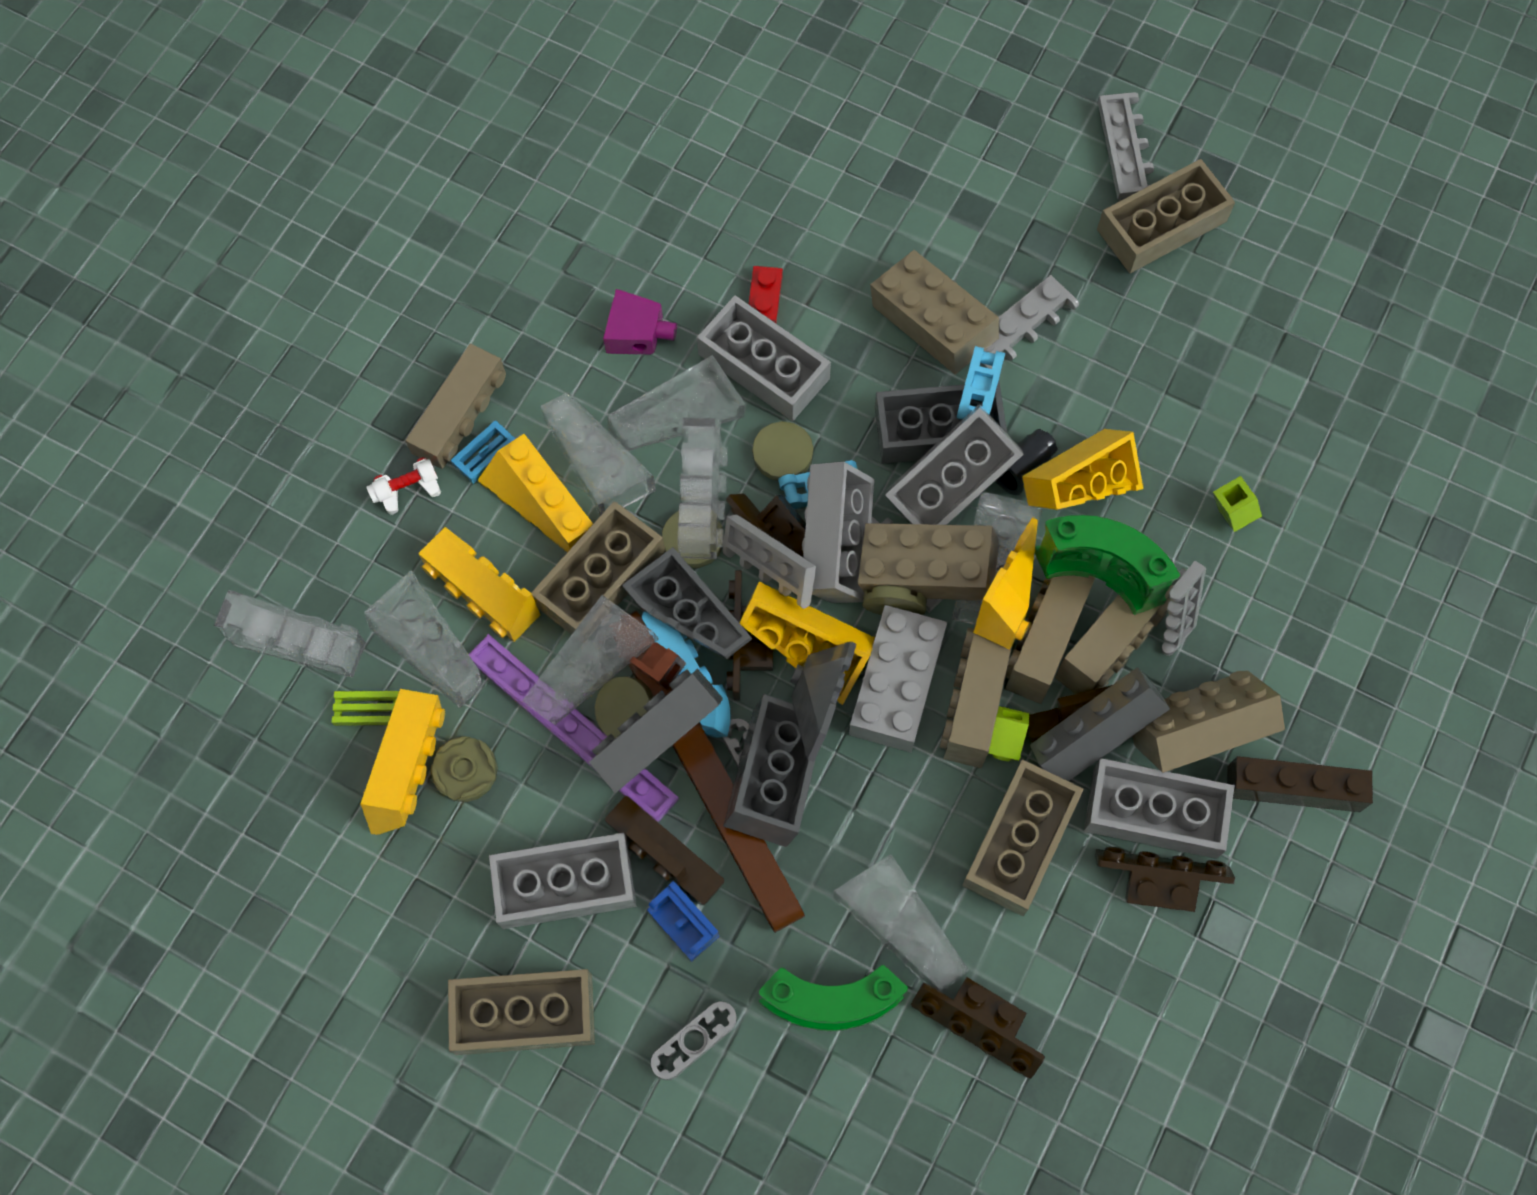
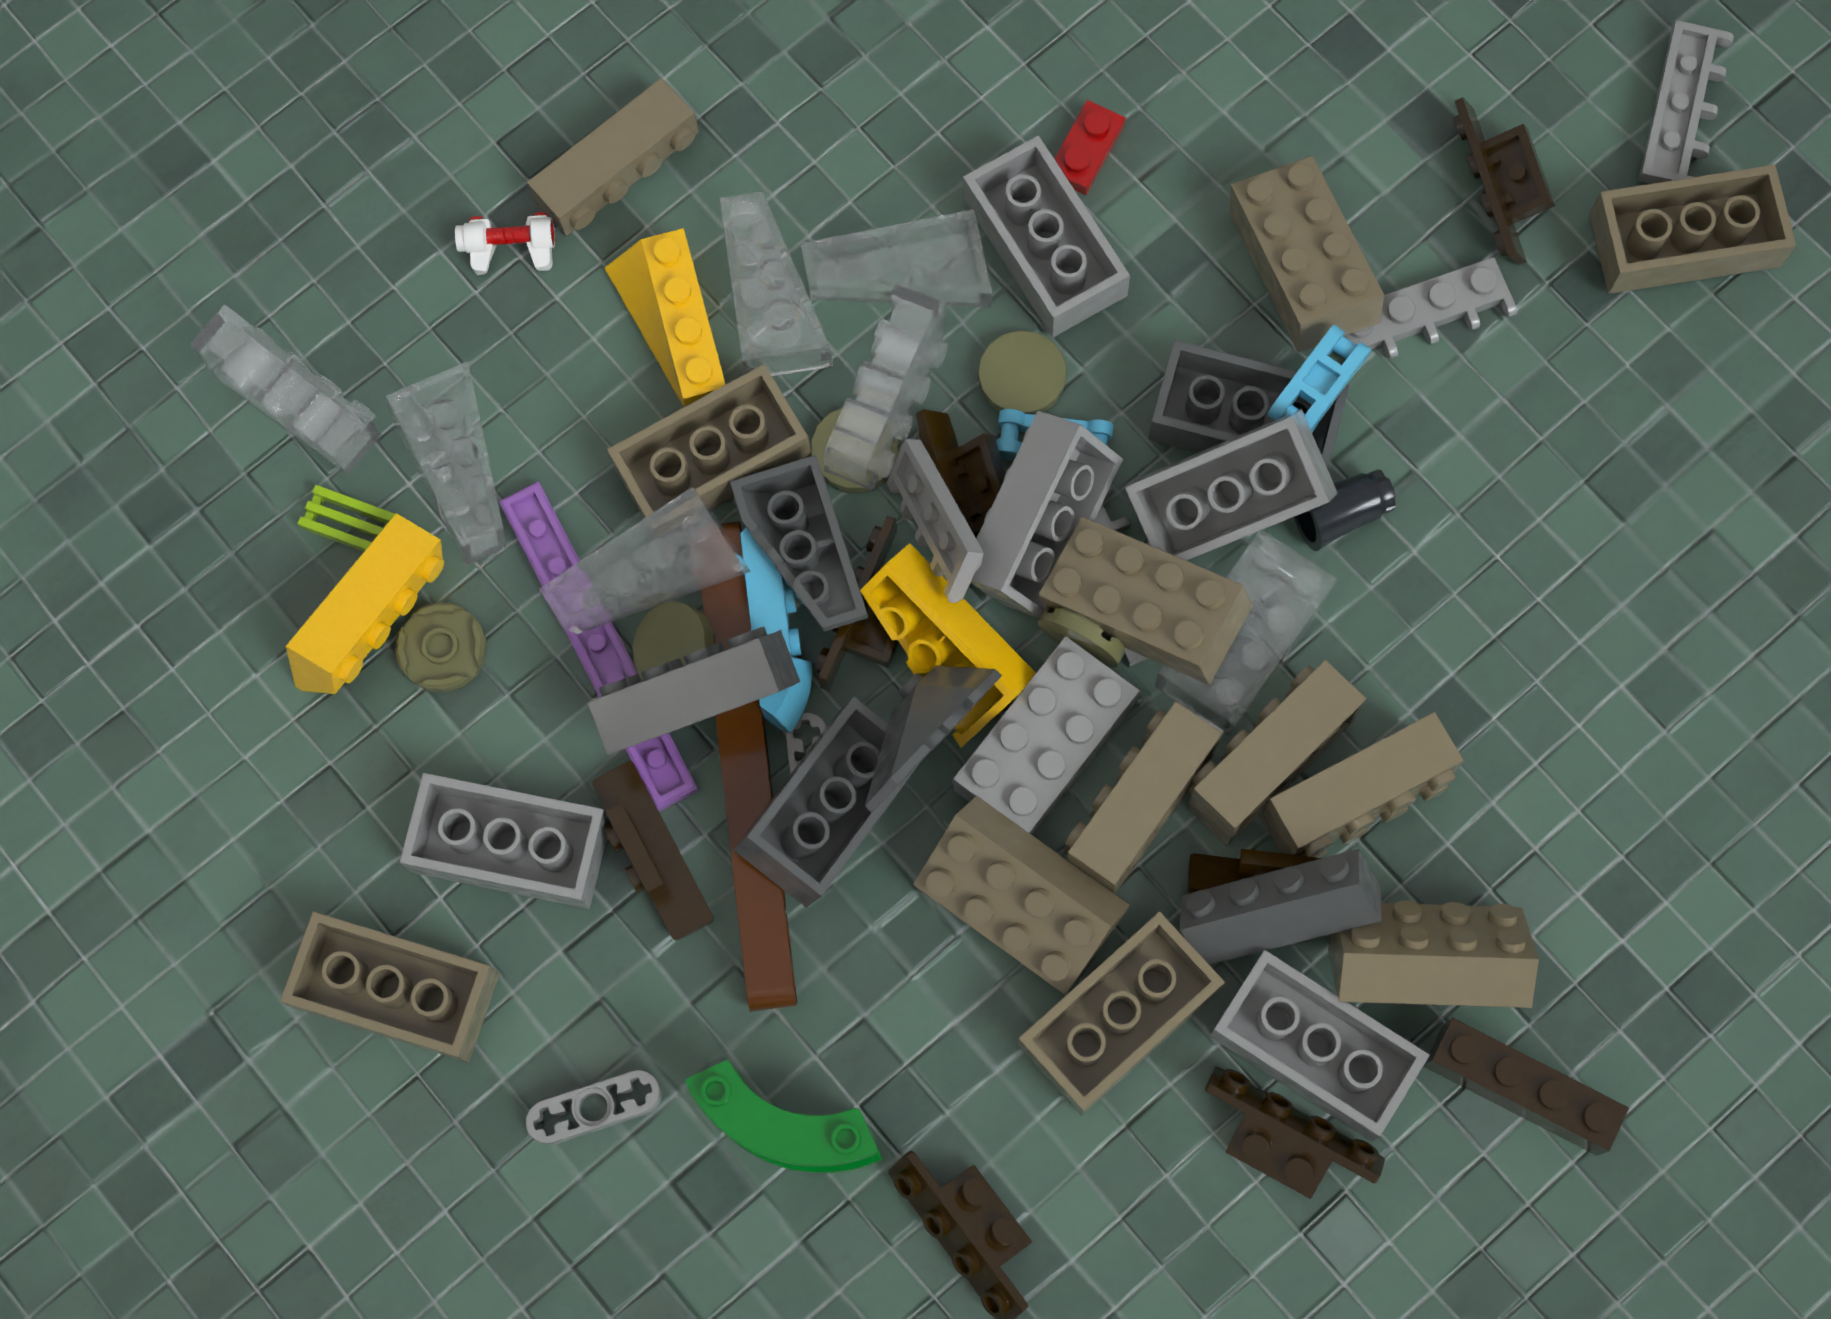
camera: 25 degrees right, 5 degrees up
(458, 460) = (618, 220): dark azure tile -> none
(478, 582) = (551, 410): yellow wedge -> none
(635, 325) = (893, 129): magenta torso -> none
(660, 664) = (736, 606): copper panel -> none
(683, 921) = (639, 951): blue hinge -> none
(901, 921) = (914, 1050): clear wedge -> none
(926, 784) = (1020, 894): none -> dark tan brick
(1007, 599) = (1221, 689): yellow wedge -> none
(1009, 734) = (1159, 869): lime brick -> none
(1040, 221) = (1510, 177): none -> dark brown bracket
(1088, 471) = (1417, 555): yellow wedge -> none
(1110, 552) = (1383, 681): green fence -> none
(1183, 607) = (1460, 790): light grey hinge -> none
(1237, 503) = (1610, 675): lime brick -> none

